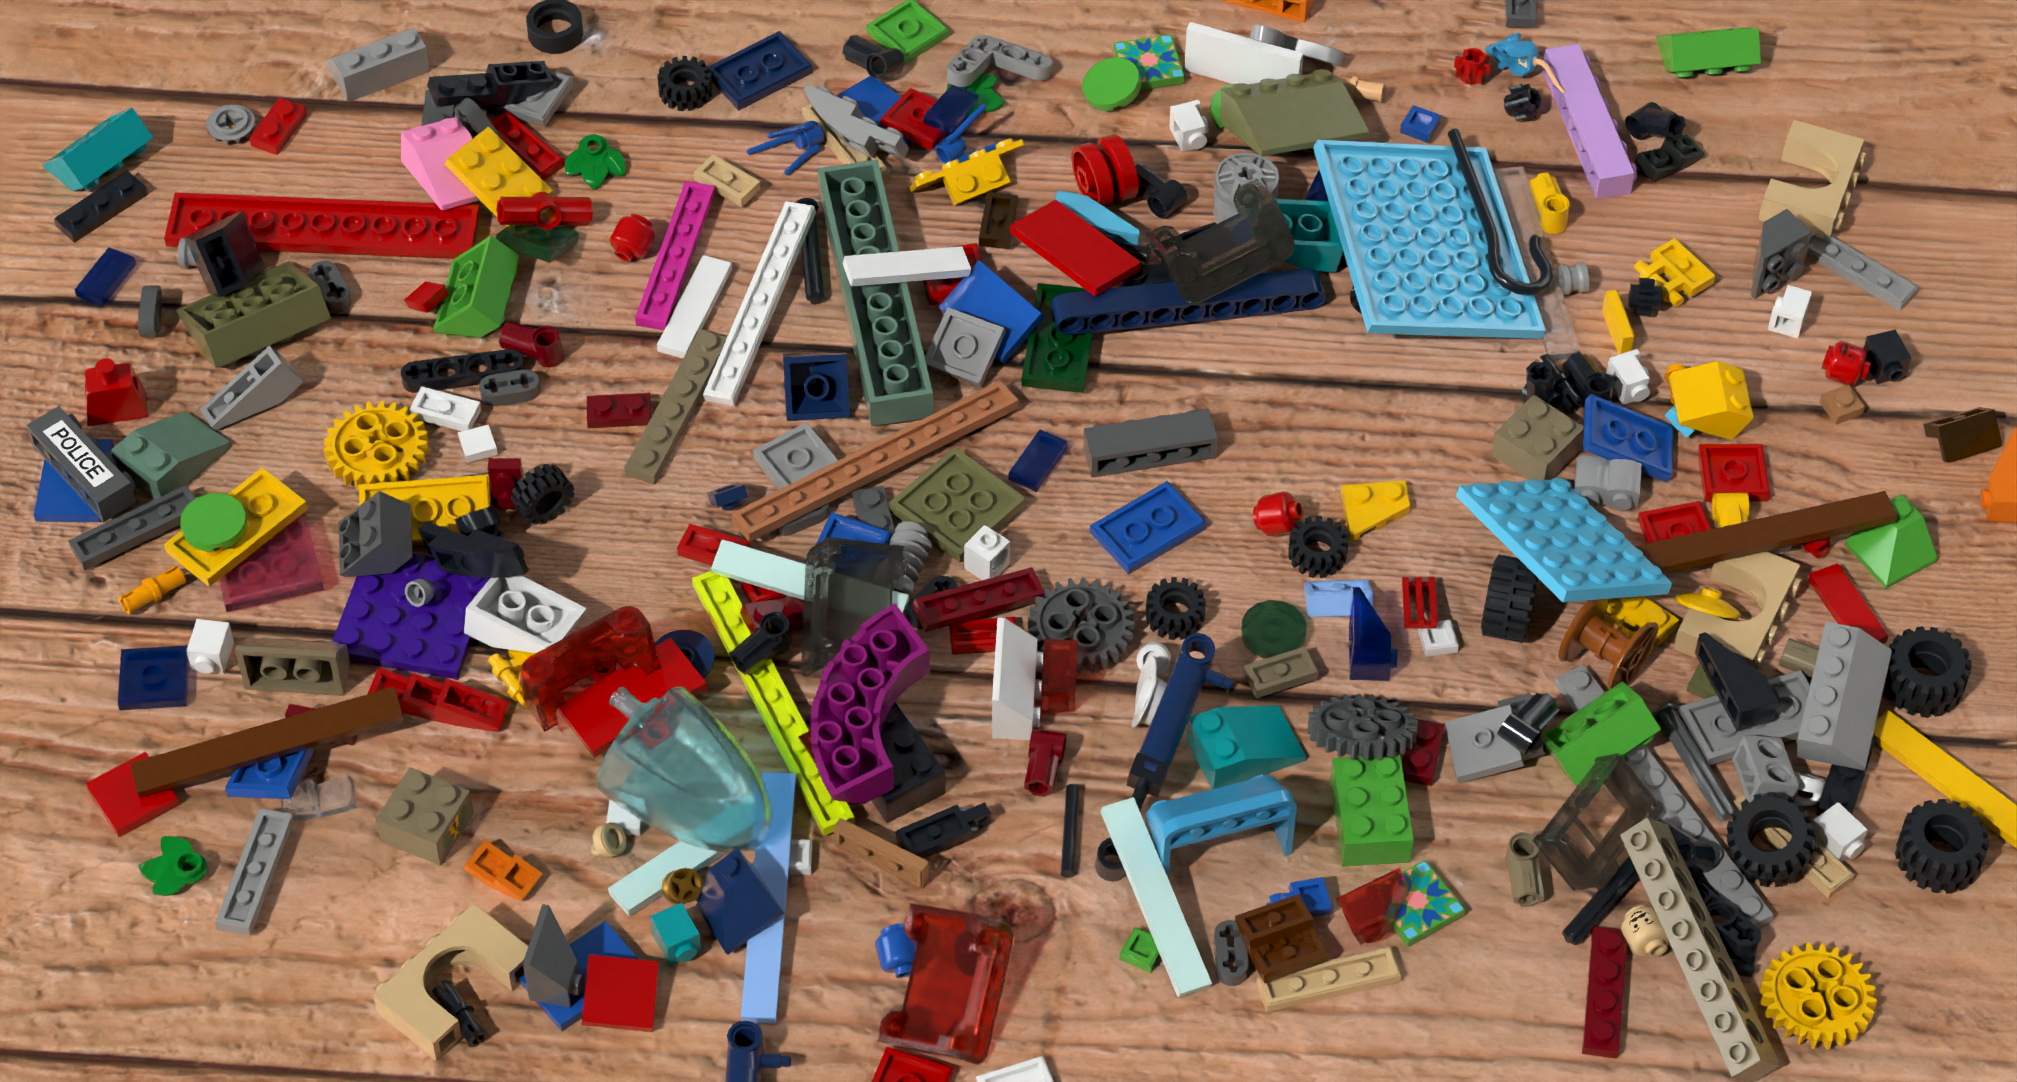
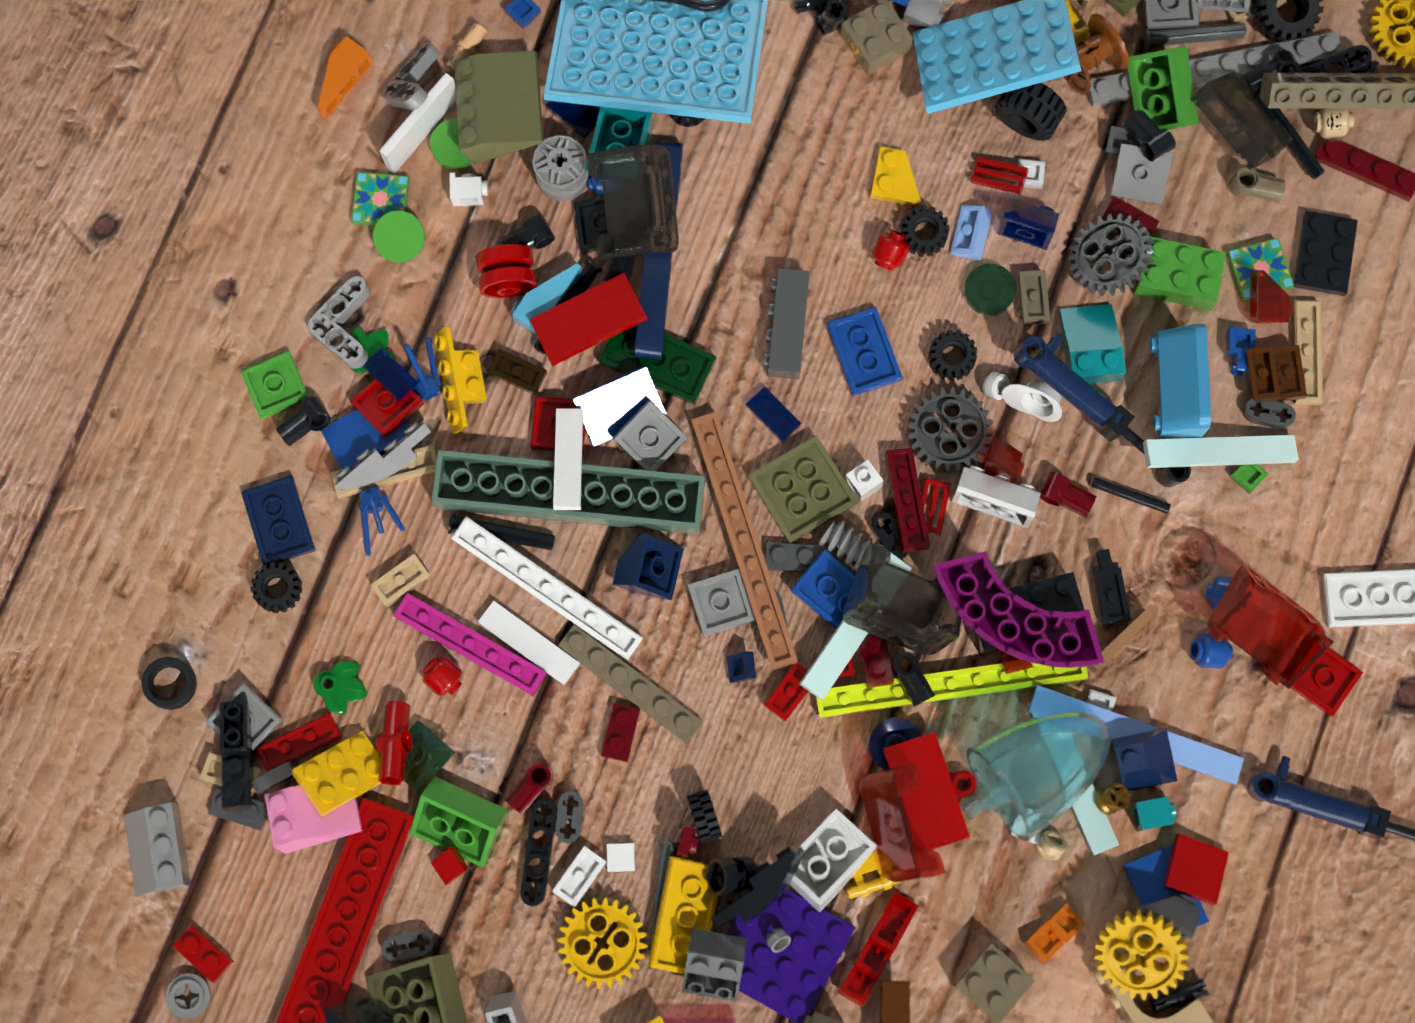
camera: 70 degrees left, 25 degrees up
(475, 946) = (1156, 974): none -> yellow gear
(1468, 970) = (1325, 253): none -> black plate

